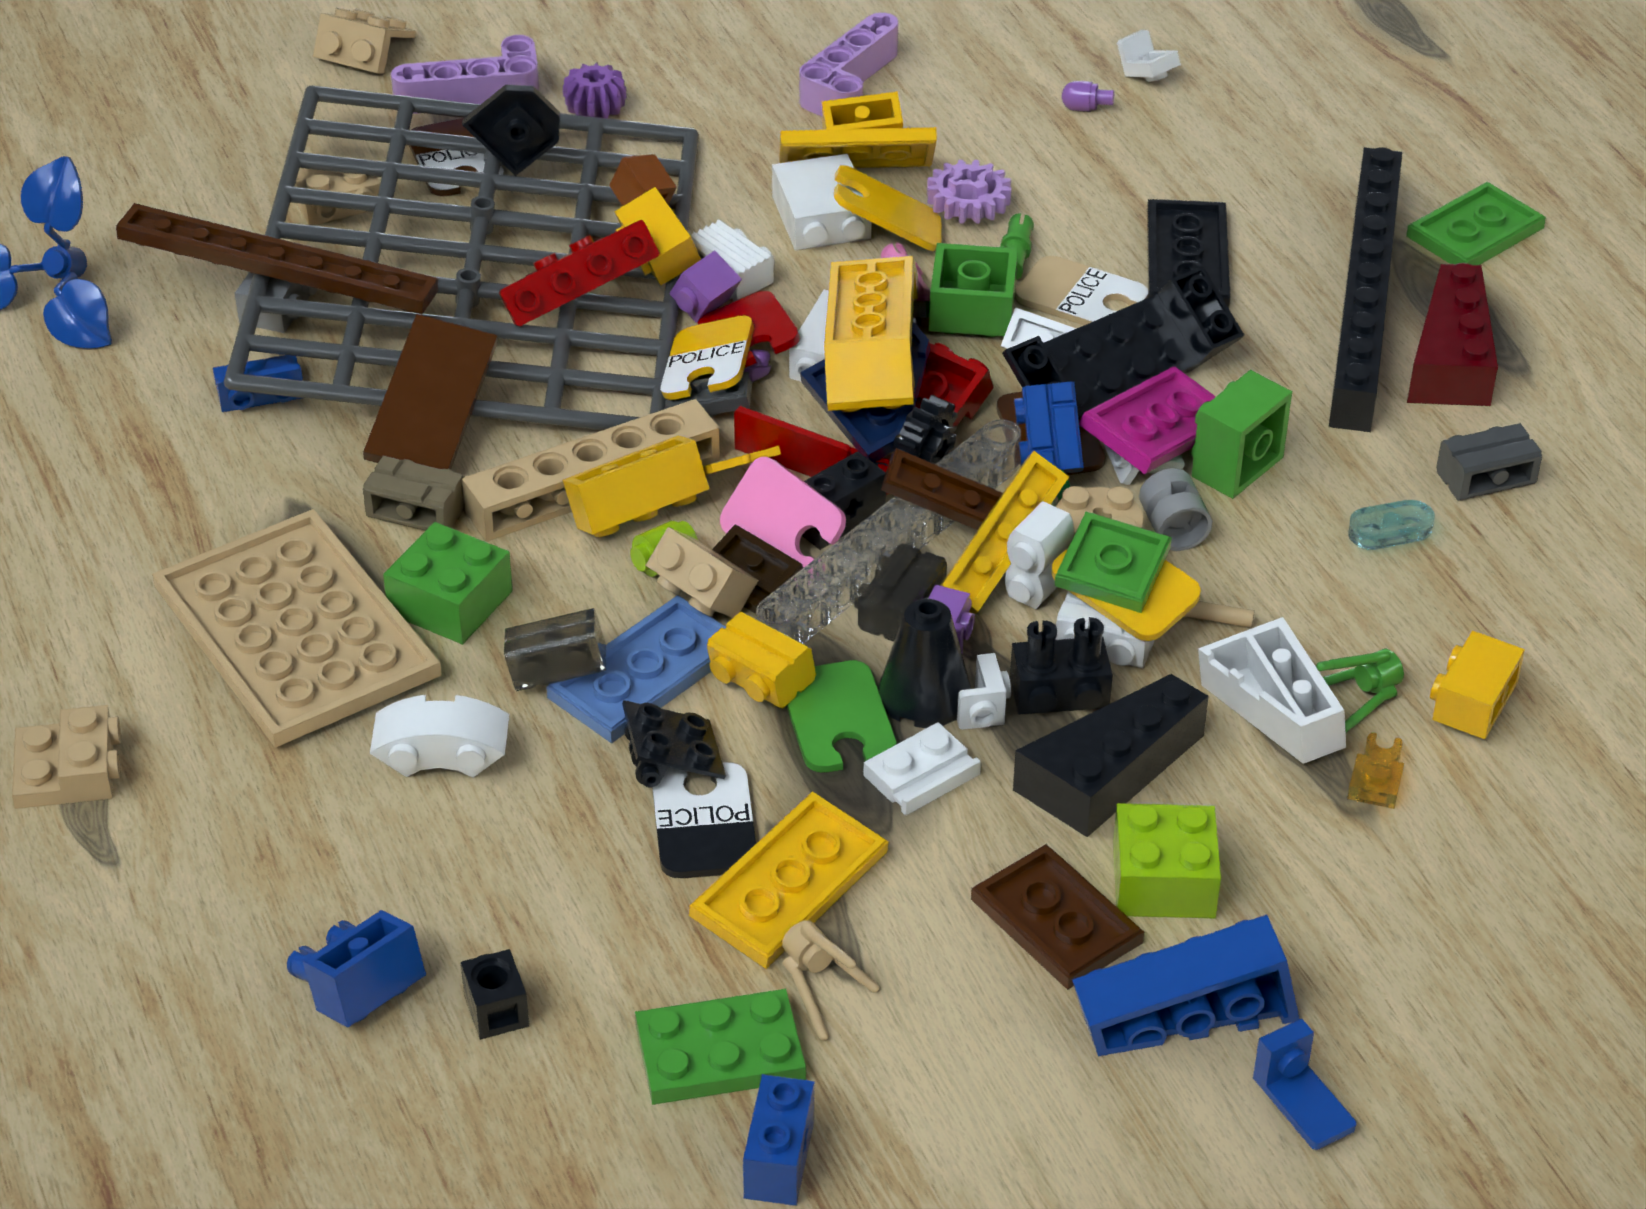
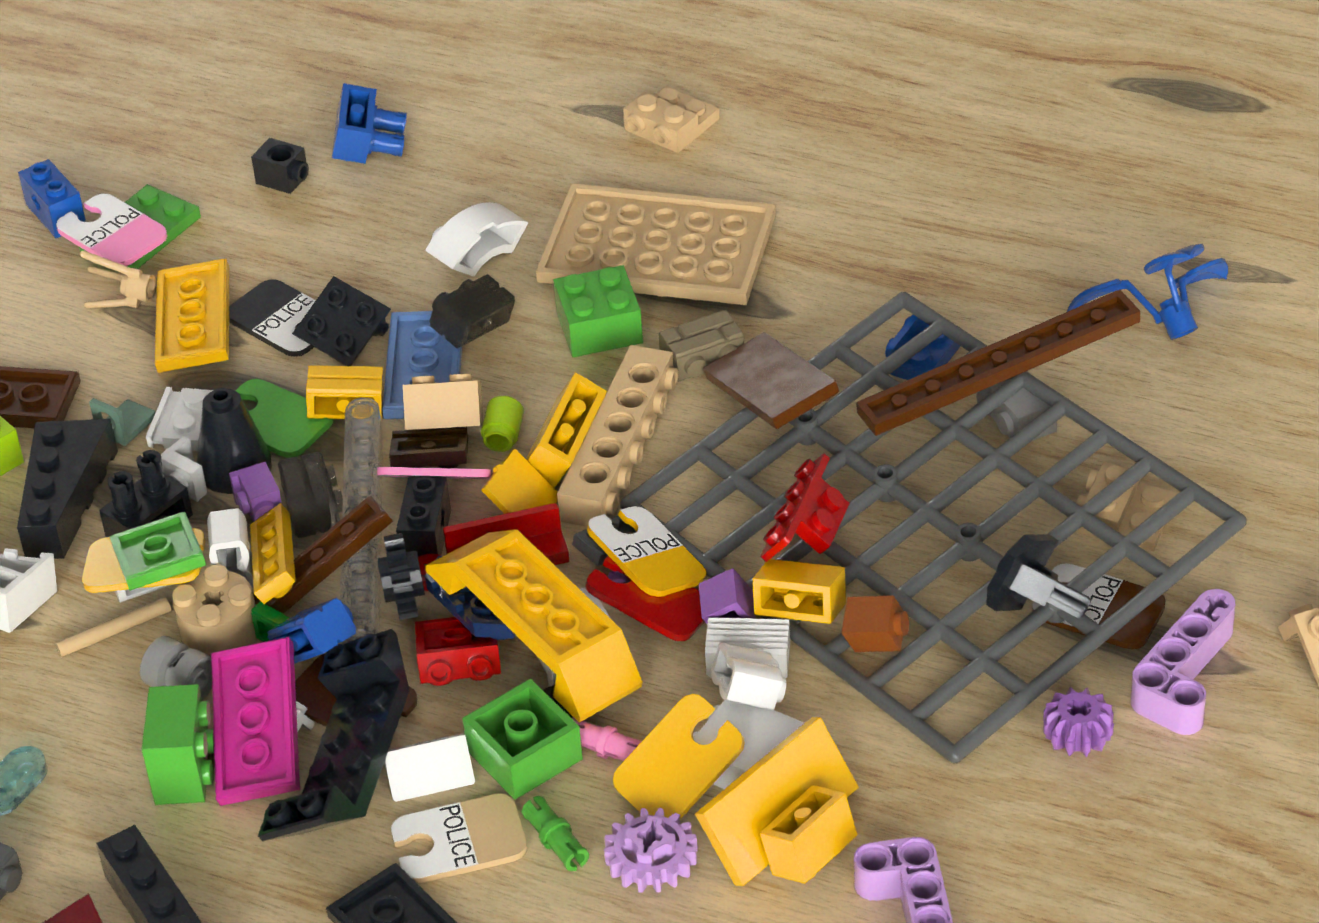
camera: 140 degrees right, 0 degrees up
(765, 1014) = (118, 235): none -> piece
(779, 203) = (747, 676): none -> white brick
(988, 793) = (126, 420): none -> sand green bracket

